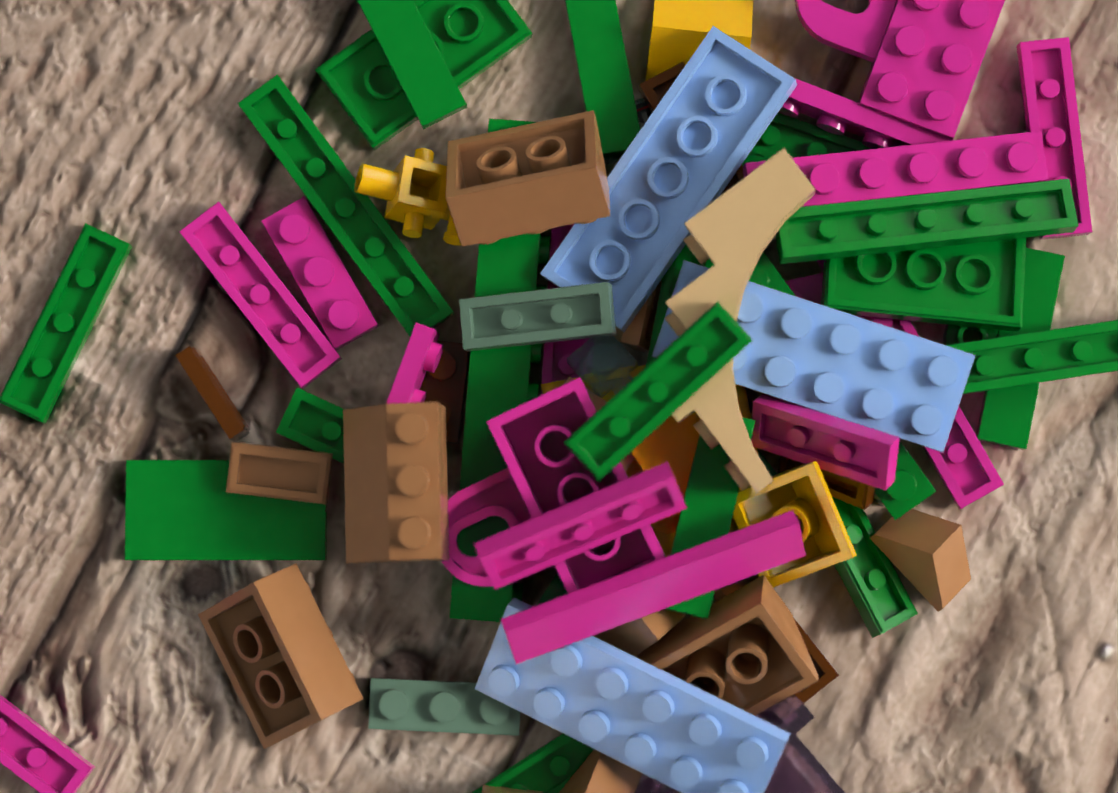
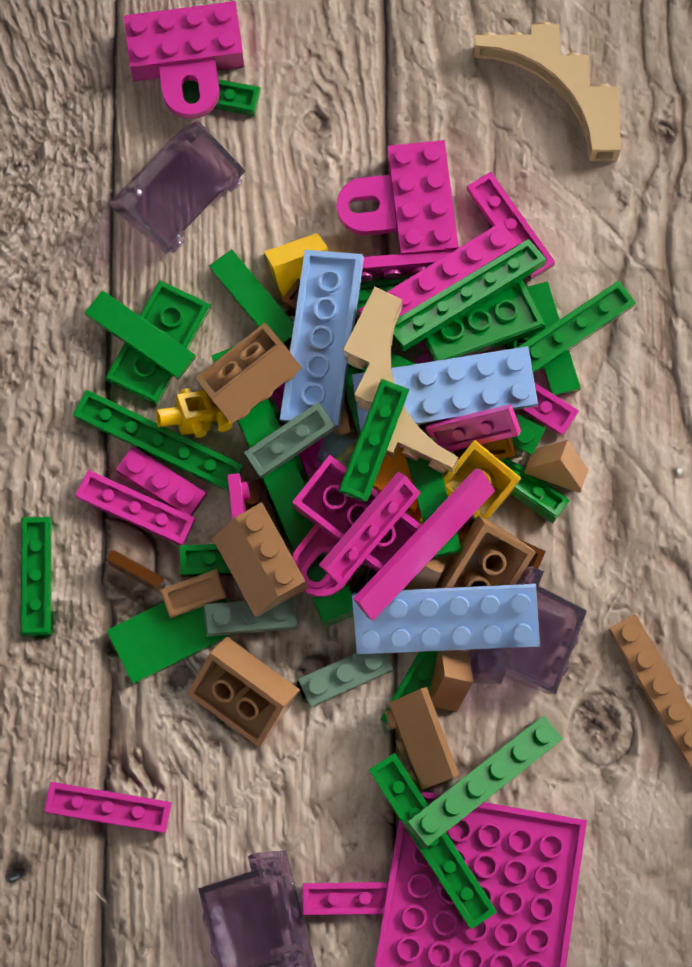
camera: 25 degrees left, 10 degrees down
(322, 542) = (239, 619): none -> sand green plate

